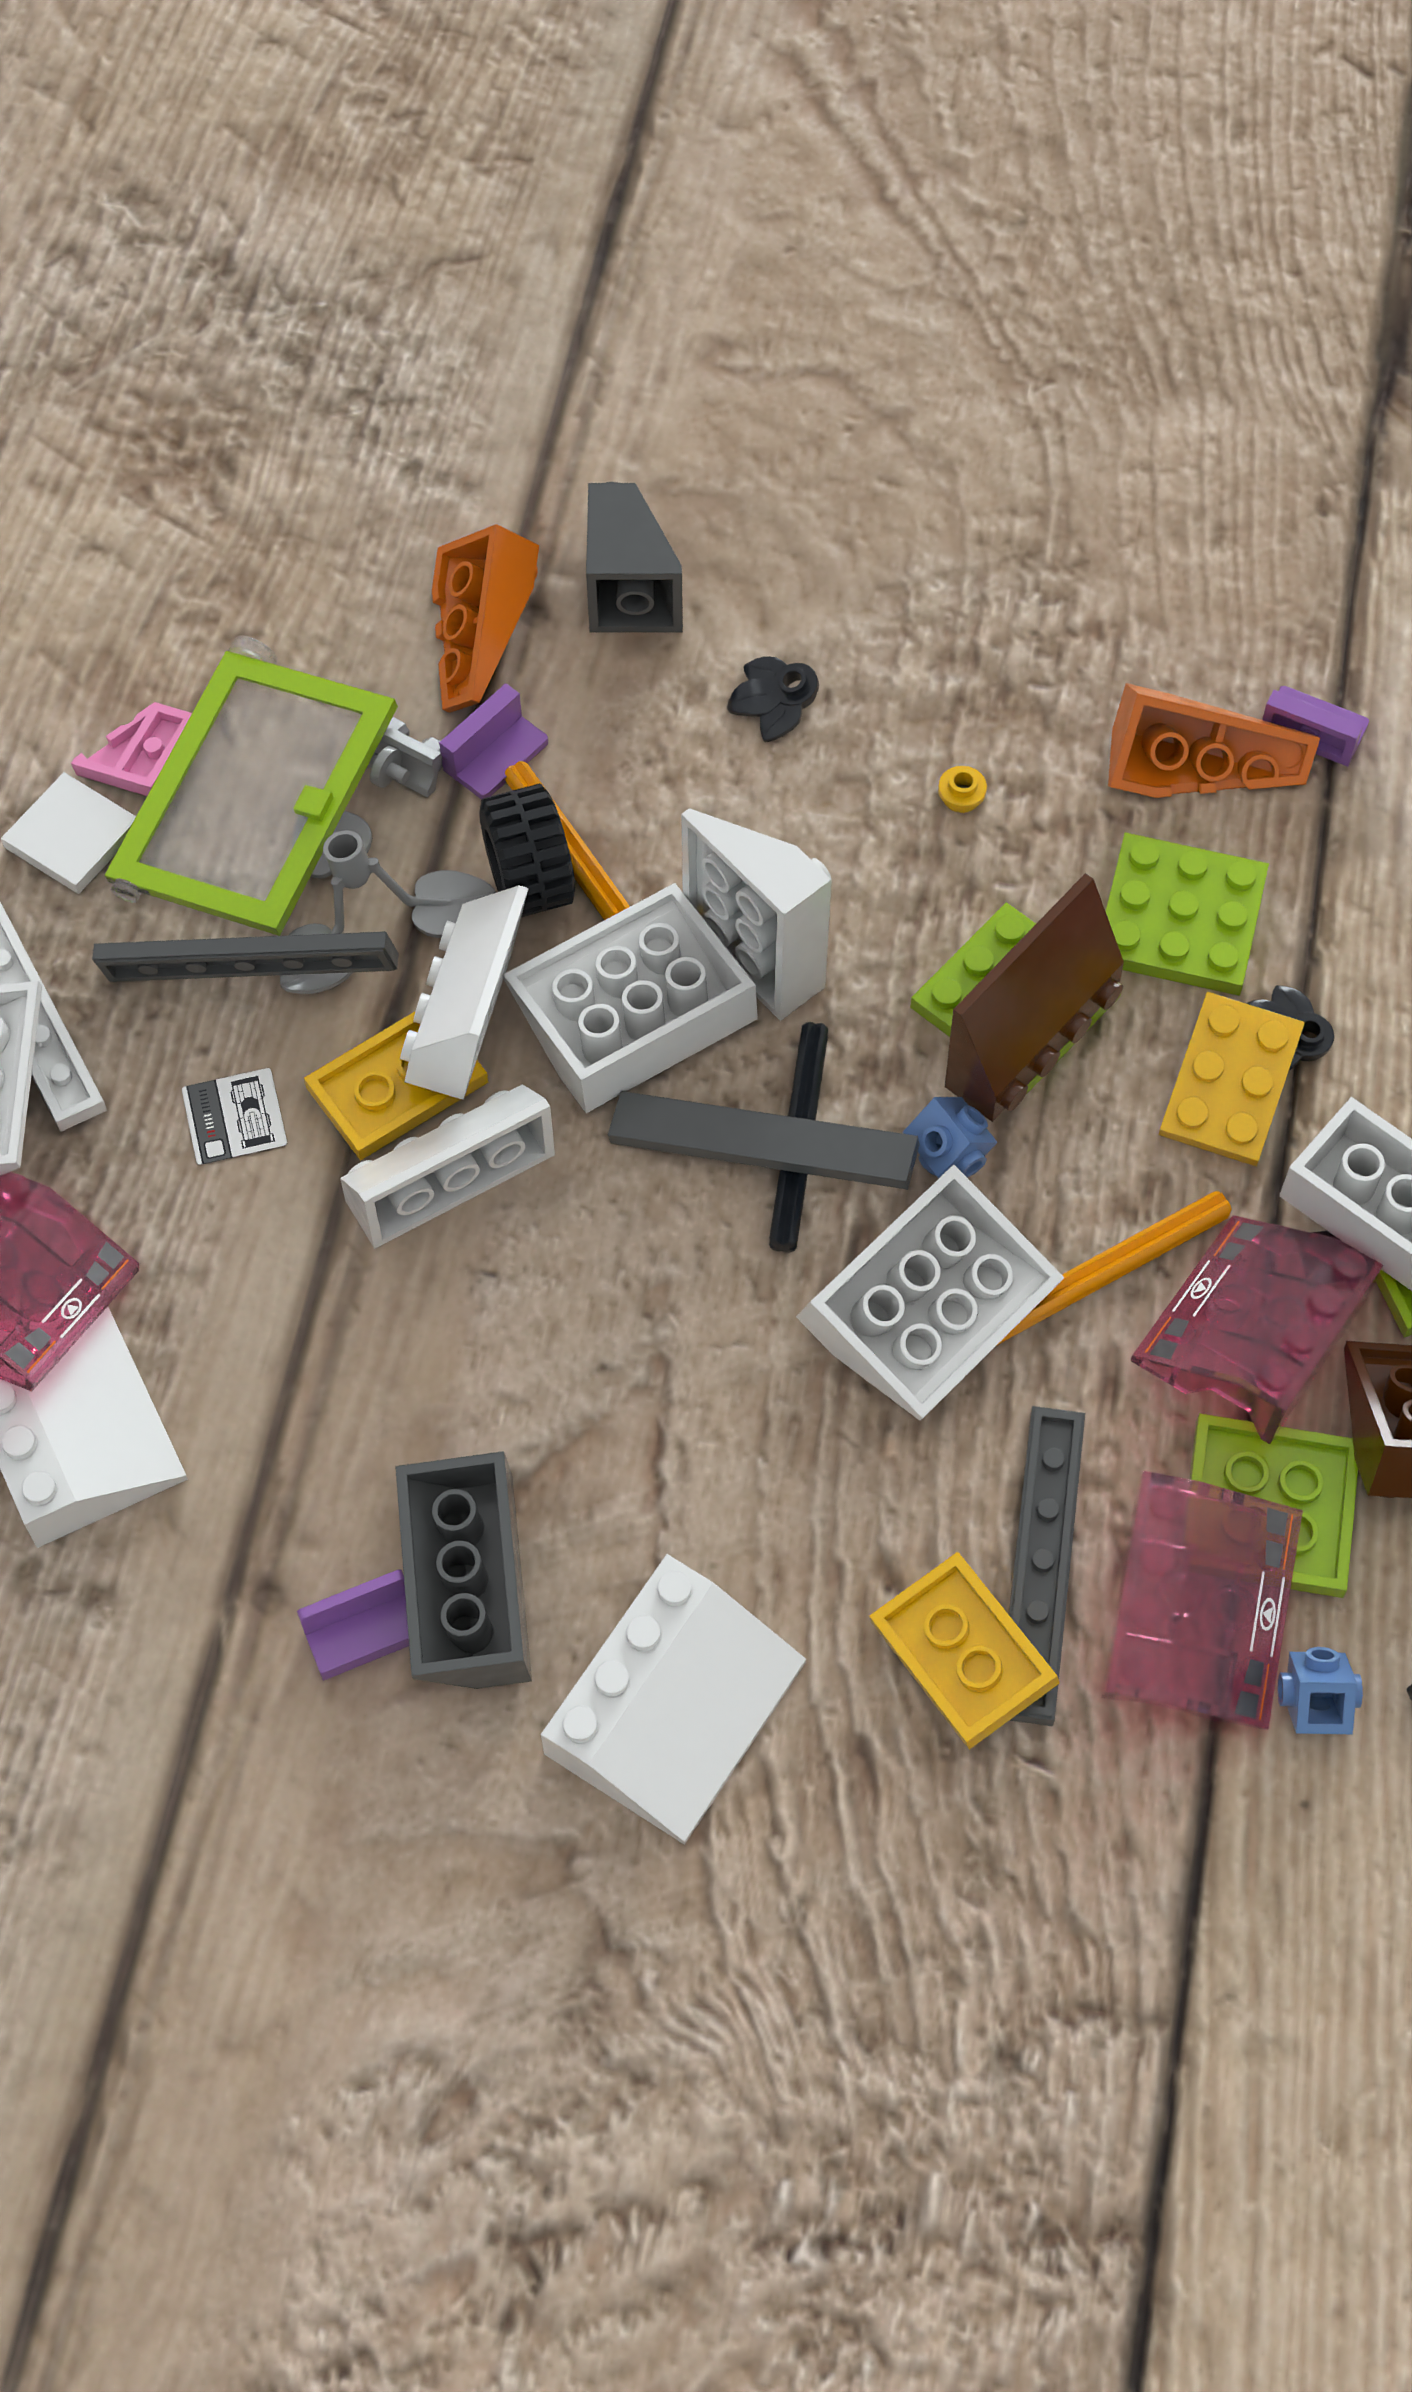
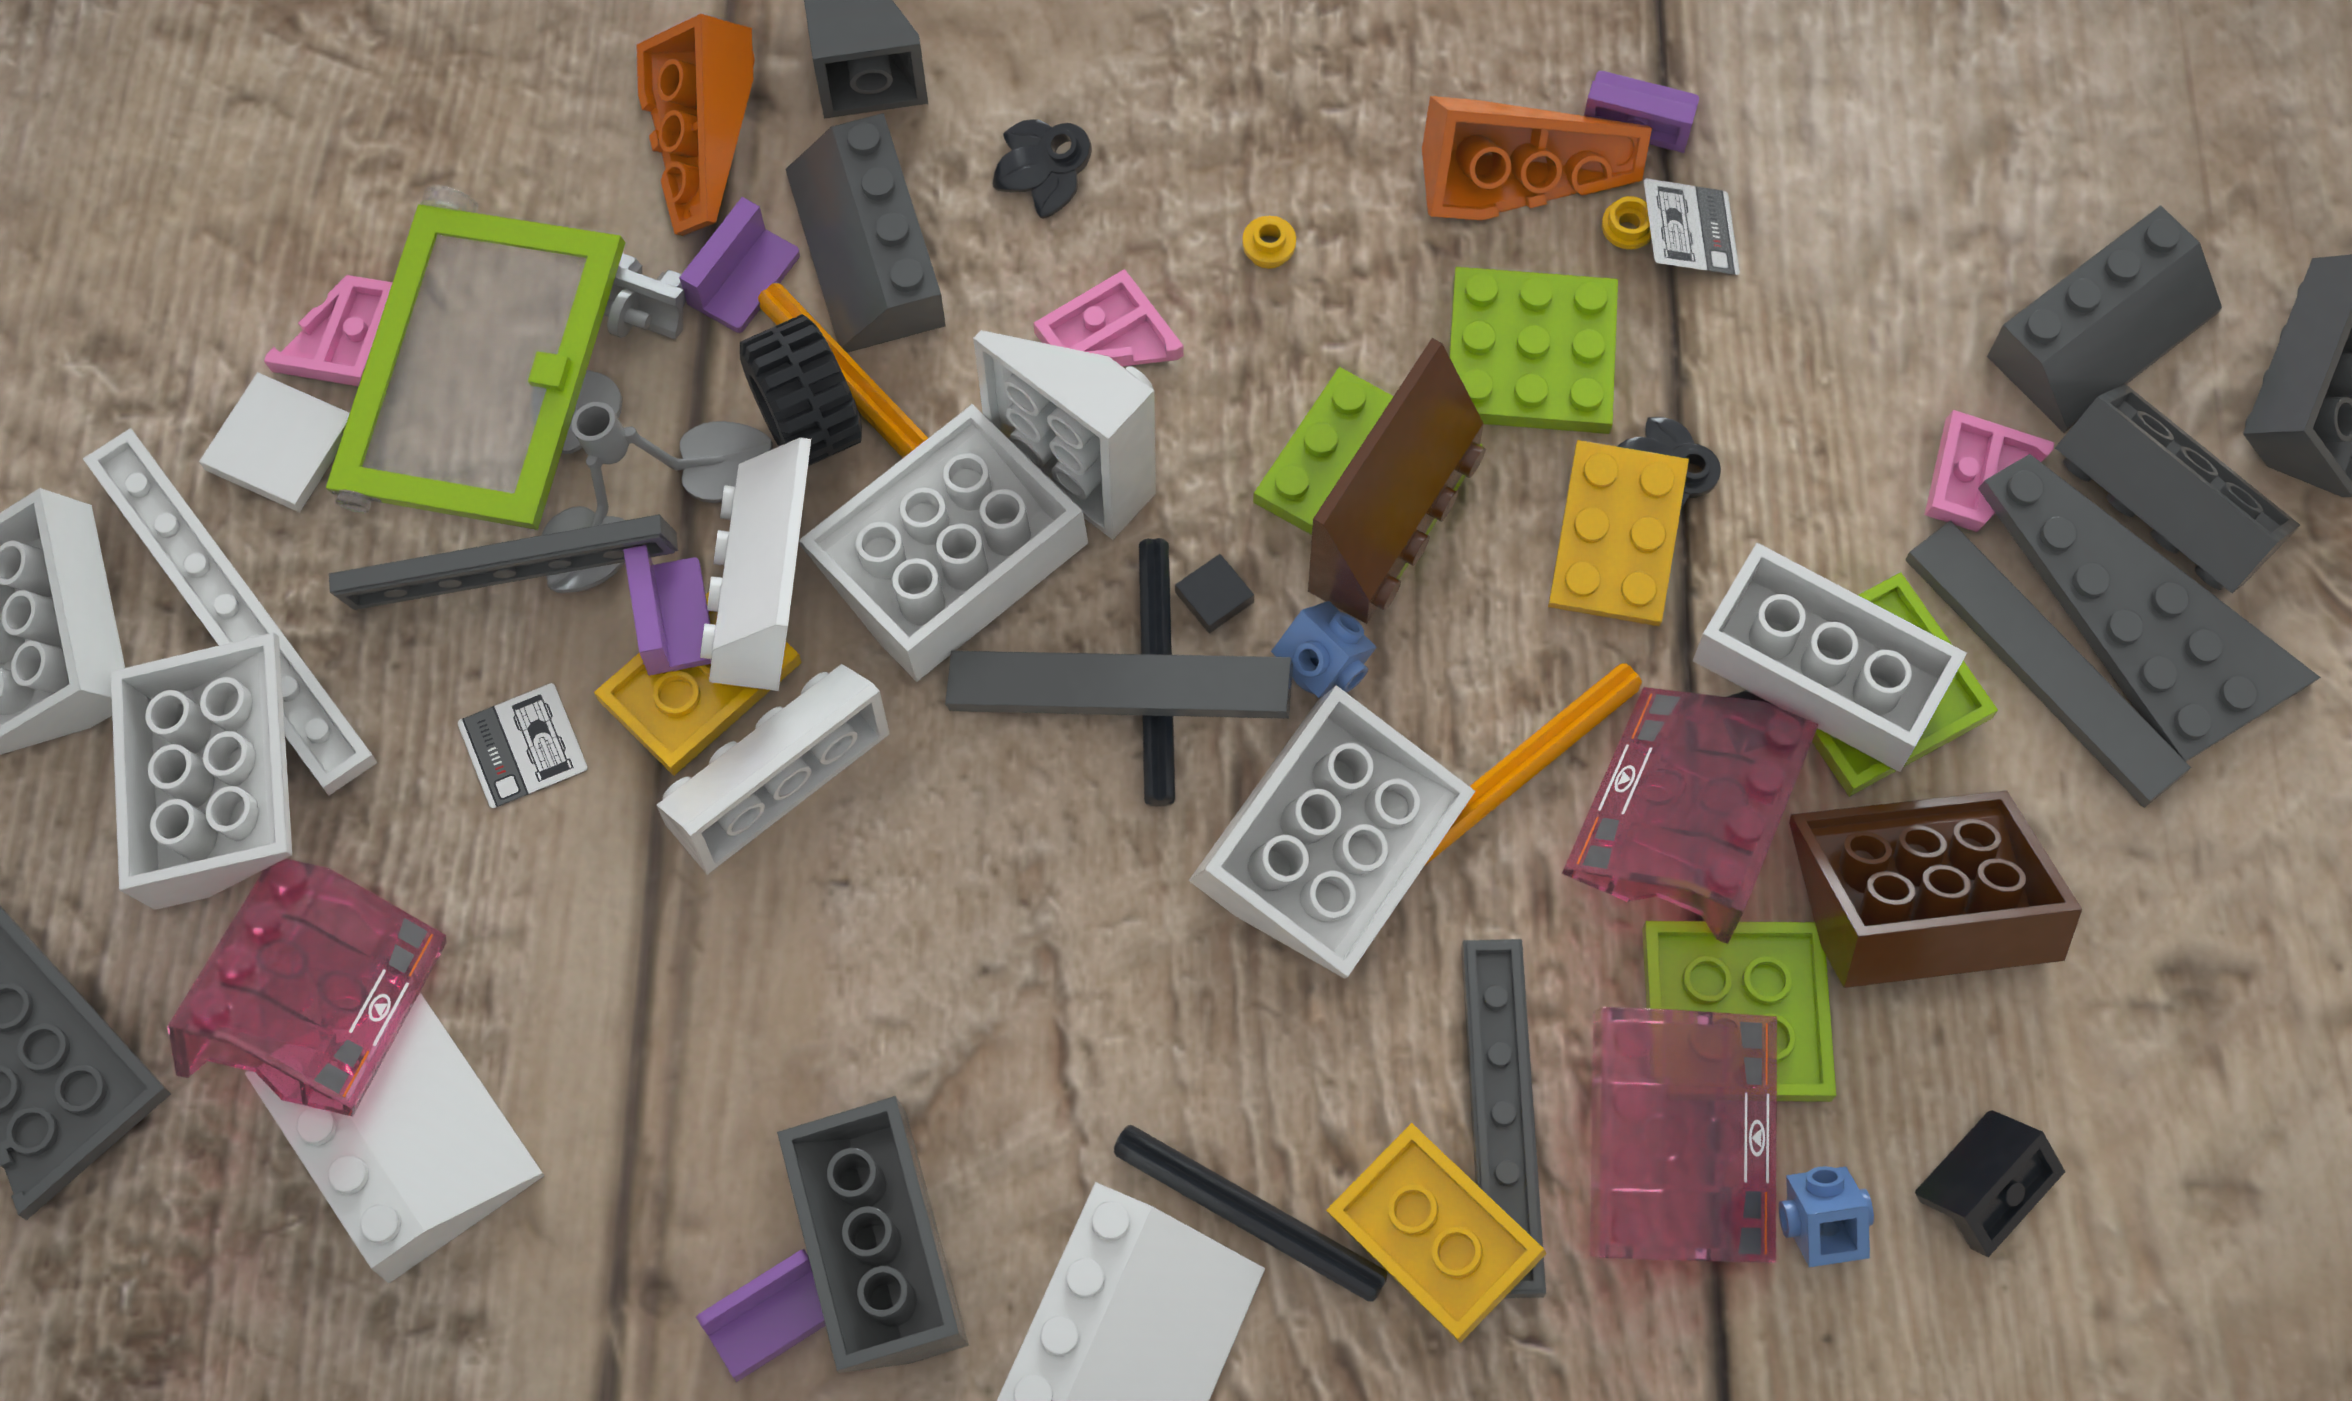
camera: 10 degrees left, 5 degrees up
(378, 1018) = (667, 610): none -> medium lavender panel
(607, 733) = (865, 236): none -> dark grey slope
(802, 1609) = (1250, 1213): none -> black axle
(820, 833) = (1112, 322): none -> bright pink wing
(862, 1078) = (1214, 593): none -> black tile
(1289, 807) = (1630, 210): none -> yellow plate
(1343, 828) = (1691, 226): none -> clear sticker

